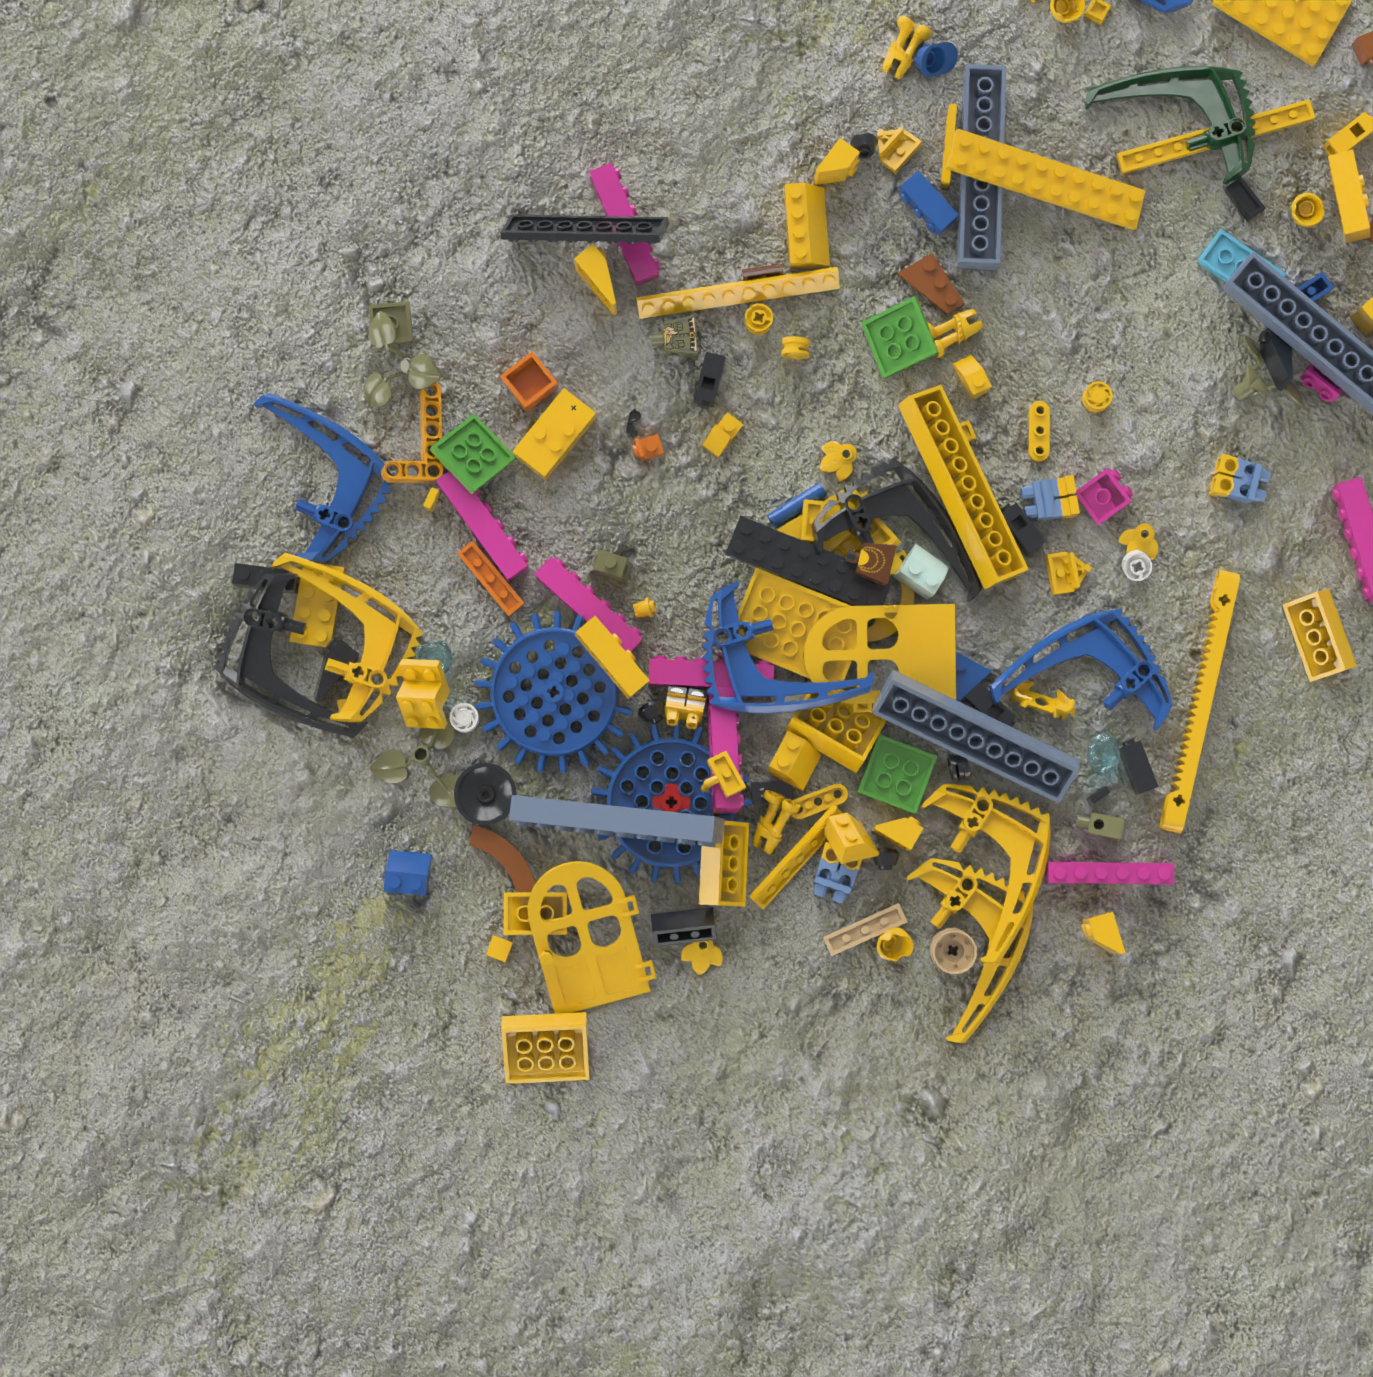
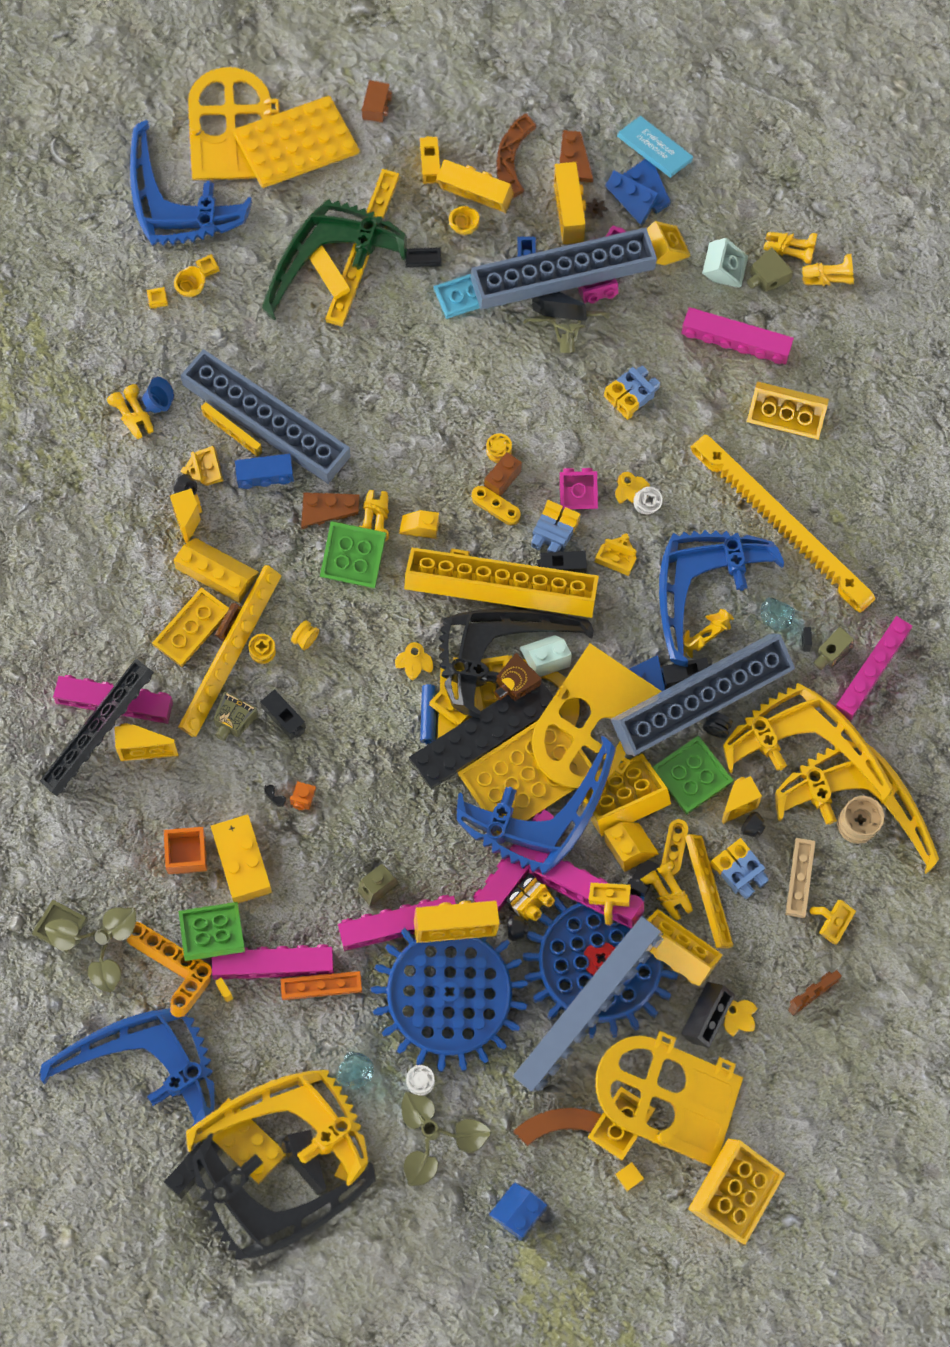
camera: 55 degrees left, 15 degrees down
(423, 693) = (379, 1097): yellow bracket -> none
(470, 789) = (495, 1088): black dish -> none
(645, 608) = (430, 880): yellow hose -> none
(722, 434) = (333, 734): yellow slope -> none
(736, 243) = (191, 627): none -> yellow plate
(767, 1005) = (814, 992): none -> dark orange wing
(845, 986) = (836, 921): none -> yellow plate
(849, 838) = (720, 841): yellow slope -> none
(894, 944) = (827, 860): yellow hair -> none
(1045, 179) = (308, 377): yellow plate -> none
(1071, 418) = (503, 474): none -> dark orange brick
(1104, 932) = (918, 700): yellow slope -> none
(1137, 766) = (804, 597): black brick -> none
(1165, 125) = (329, 273): none -> yellow tile

